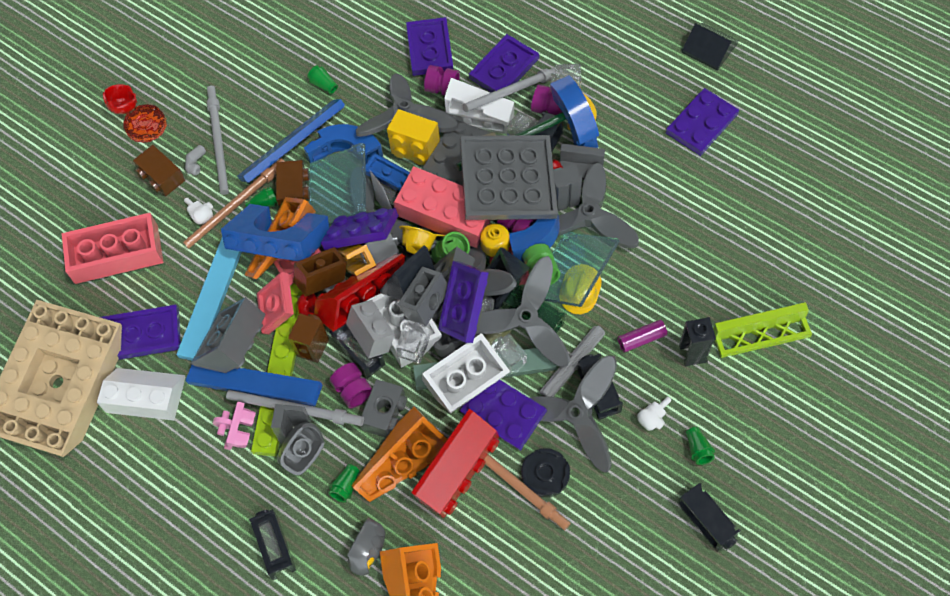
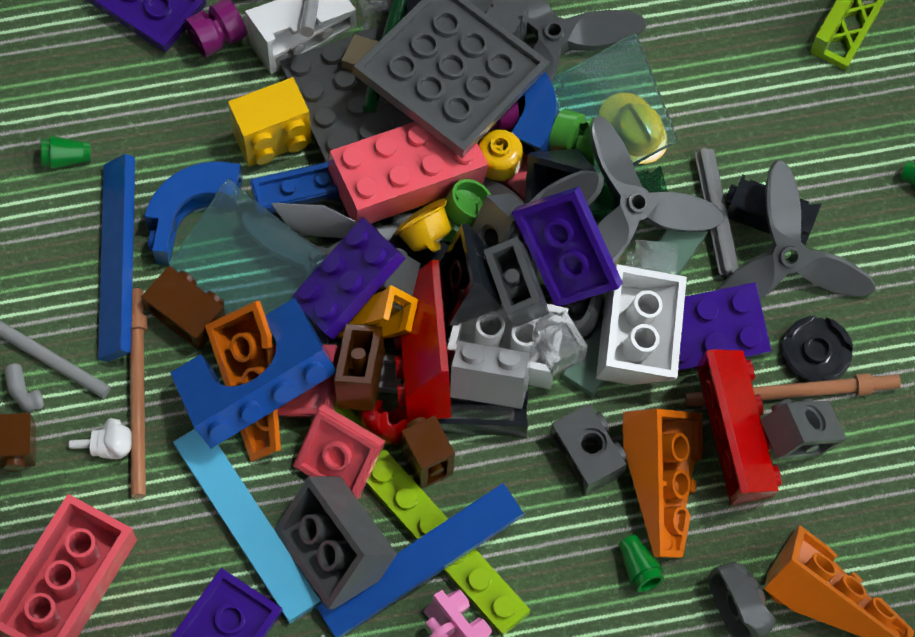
camera: 55 degrees left, 5 degrees up
(264, 197) = (170, 354): green cone -> none
(287, 417) = (510, 563): dark grey panel -> none
(300, 448) = (555, 575): dark grey piece -> none
(337, 416) = (562, 500): light grey bar -> none
(352, 387) = (528, 457): magenta wheel -> none
(402, 100) = (213, 99): dark grey piece -> none
(474, 492) = (802, 428): none -> dark grey brick
(642, 336) = (753, 118): magenta piece -> none
(652, 415) = (852, 191): white piece -> none
(698, 337) = (825, 65): black window -> none

